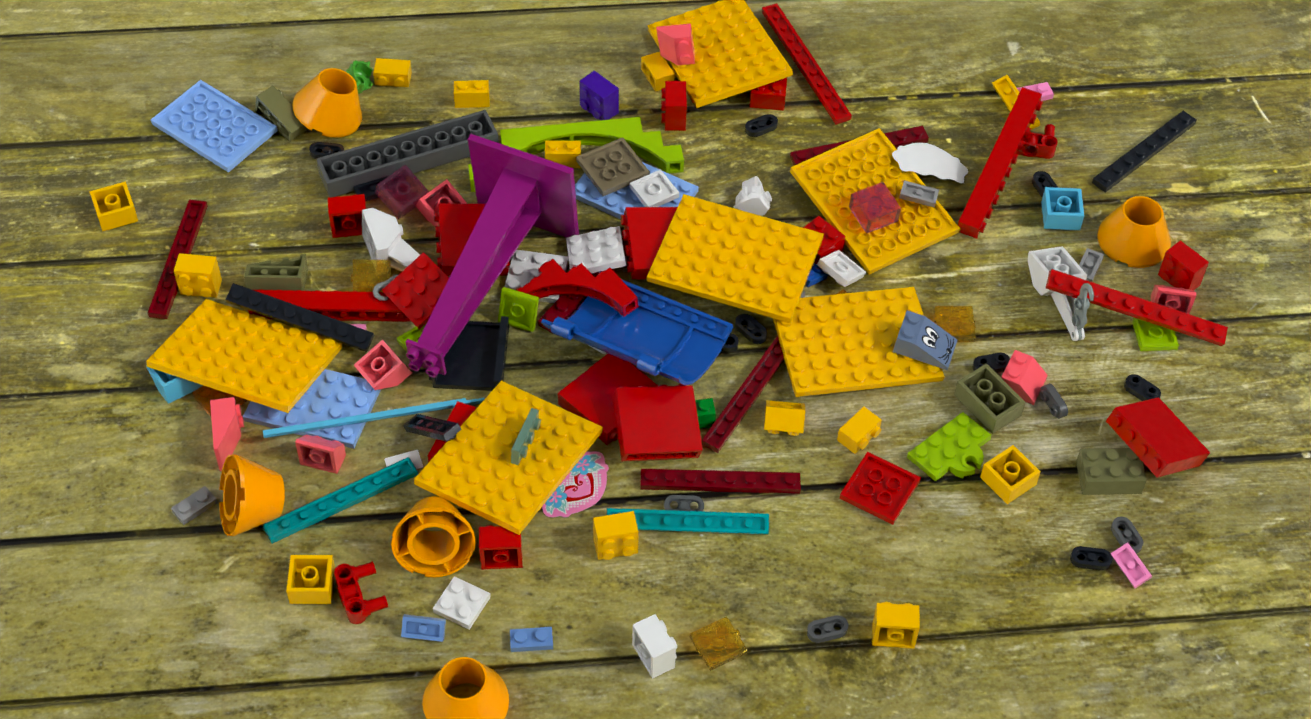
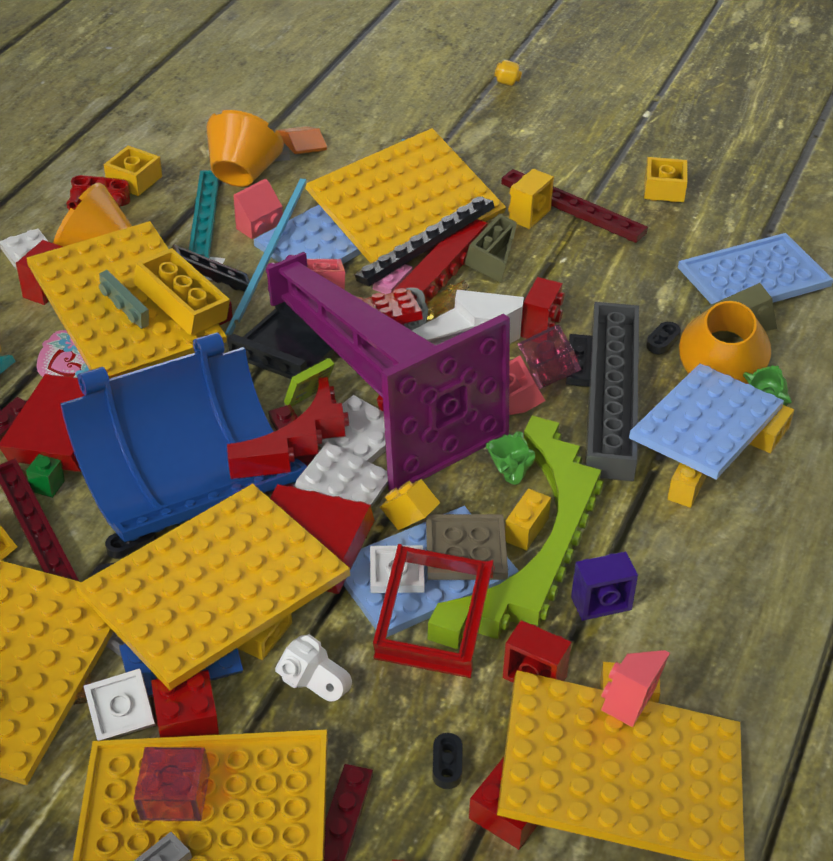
camera: 120 degrees right, 10 degrees down
(176, 486) = (303, 139): none -> orange slope
(225, 427) = (323, 158): coral slope -> none
(422, 88) = (706, 420): none -> light blue plate
(423, 627) = (19, 220): medium blue plate -> none
(492, 405) = (181, 291): none -> yellow brick
(599, 203) = (409, 504): none -> yellow brick
(645, 165) = (424, 657): none -> red piece

